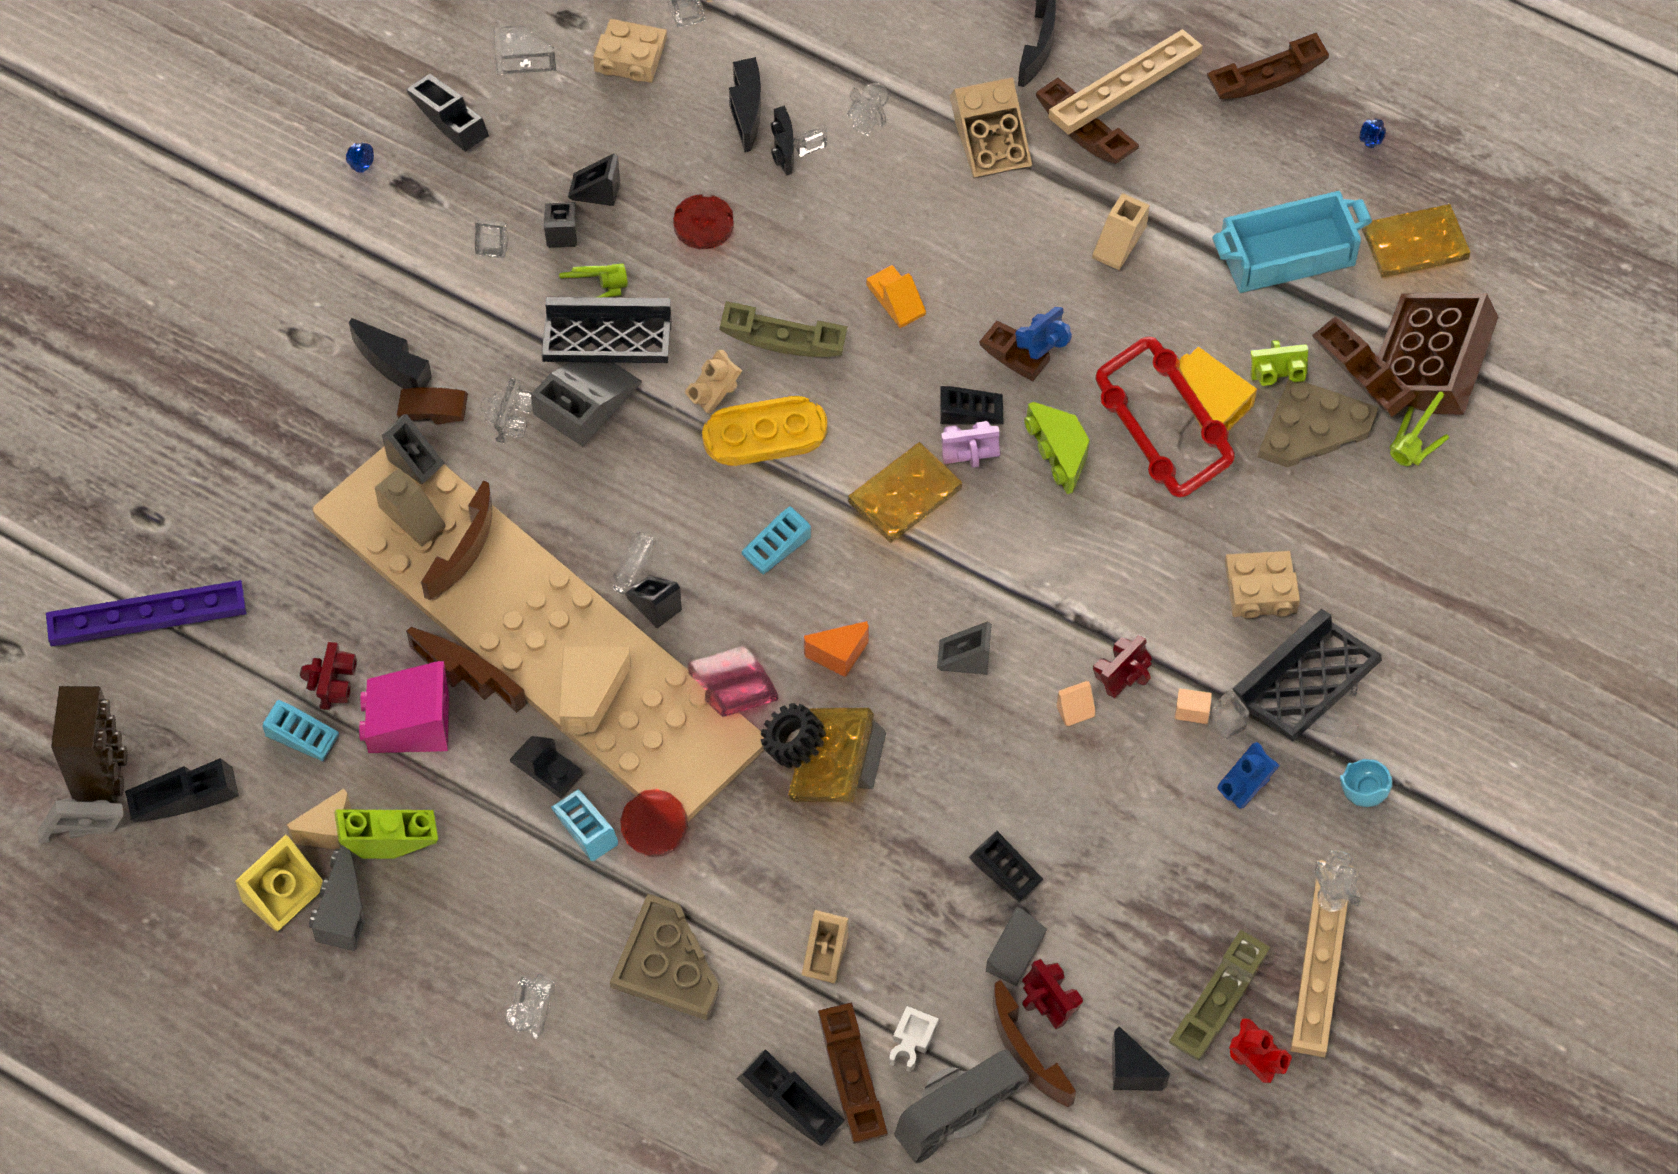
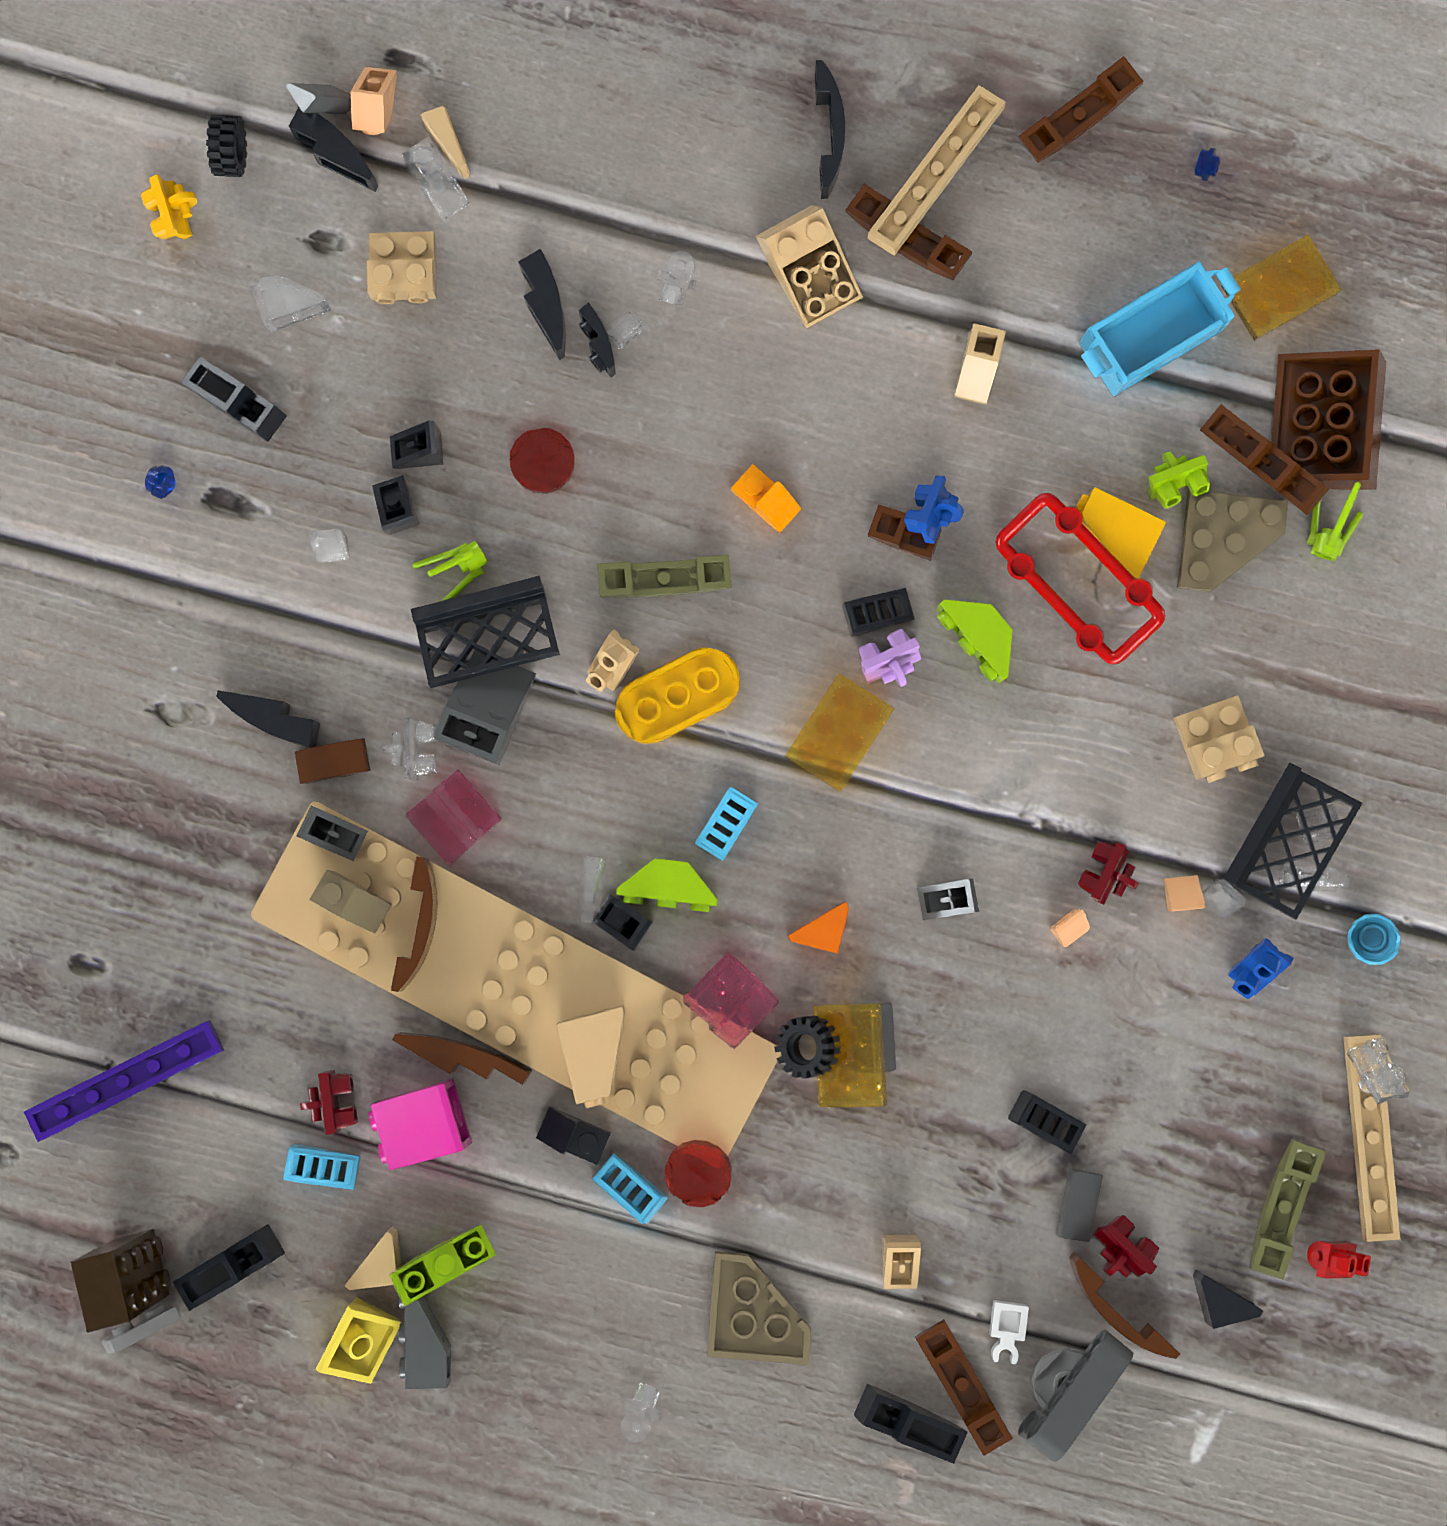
camera: 15 degrees left, 25 degrees up
(526, 477) = (453, 817): none -> clear pink slope
(705, 574) = (668, 883): none -> lime slope

